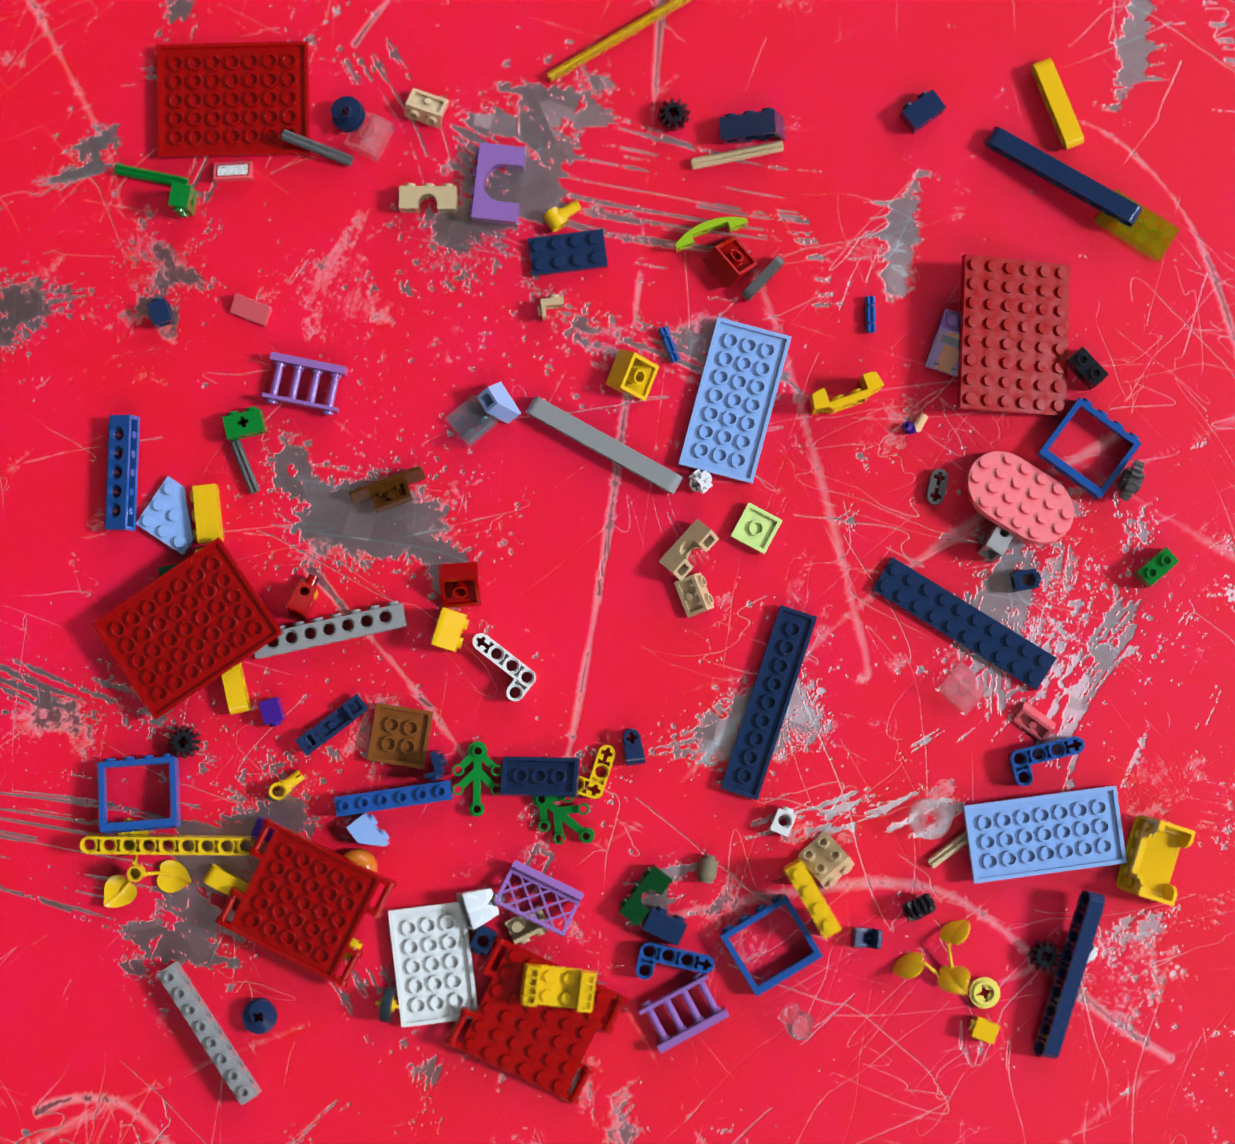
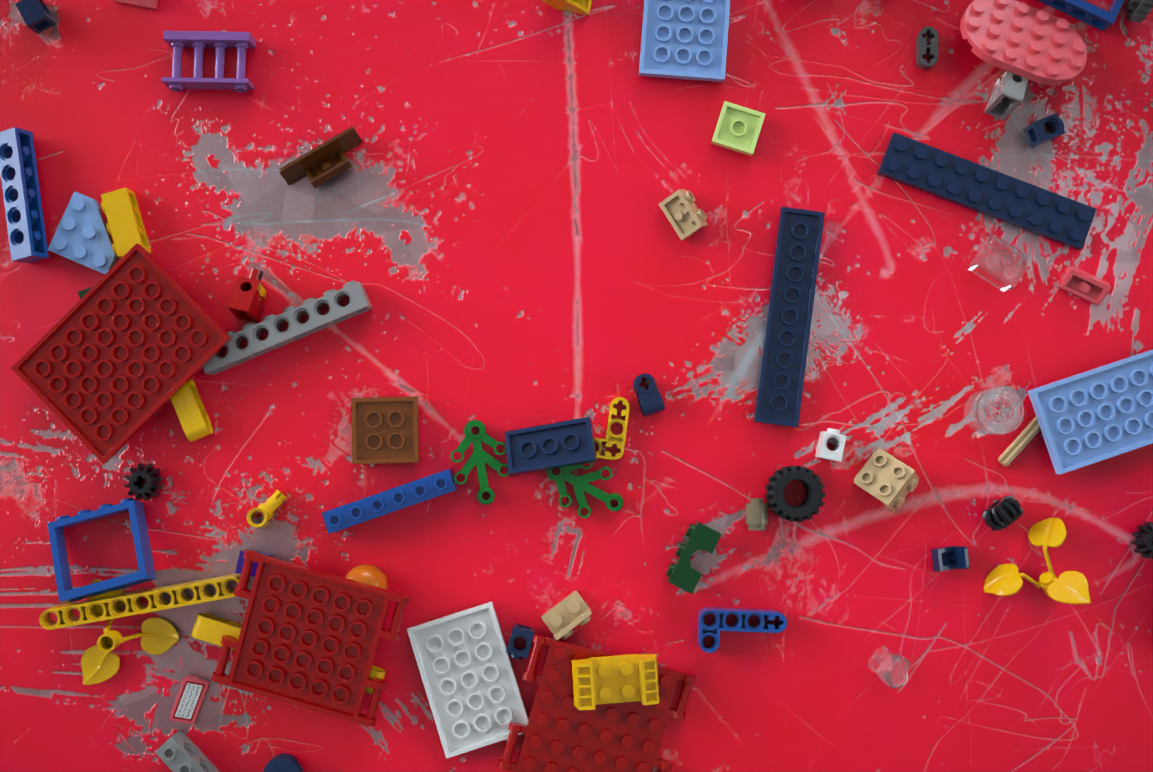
camera: 15 degrees left, 0 degrees up
(190, 936) = (189, 699): none -> slope
(236, 431) = (149, 118): green brick -> none
(244, 466) = (159, 165): dark grey axle -> none
(272, 711) = (236, 429): dark purple brick -> none
(332, 725) = (306, 433): dark blue slope -> none
(367, 832) = (366, 544): light blue slope -> none
(387, 1004) = (425, 736): black wheel -> none
(439, 761) = (433, 451): dark blue bracket -> none
(450, 629) = (418, 301): yellow slope -> none
(460, 584) = (421, 250): red slope -> none
(471, 421) = (402, 69): clear light blue bracket -> none
(478, 906) = (508, 604): torso -> none
(498, 403) = (427, 42): light blue slope -> none
(502, 663) = (484, 328): white beam -> none
(547, 883) = (579, 564): medium lavender fence -> none
(604, 445) = (552, 68): light grey beam -> none
(665, 925) = (722, 587): dark blue brick -> none
(684, 1032) = (765, 703): medium lavender fence -> none
(695, 537) = (674, 149): tan arch -> none
(700, 481) = (666, 87): white gear -> none
(752, 871) = (812, 499): none -> black tyre
(789, 970) = (865, 615): blue window -> none
(812, 898) = (899, 542): yellow arch -> none
(983, 1029) = (1101, 636): yellow brick -> none
(992, 997) = (1101, 597): light yellow gear -> none
(1046, 755) = (1107, 316): blue beam -> none

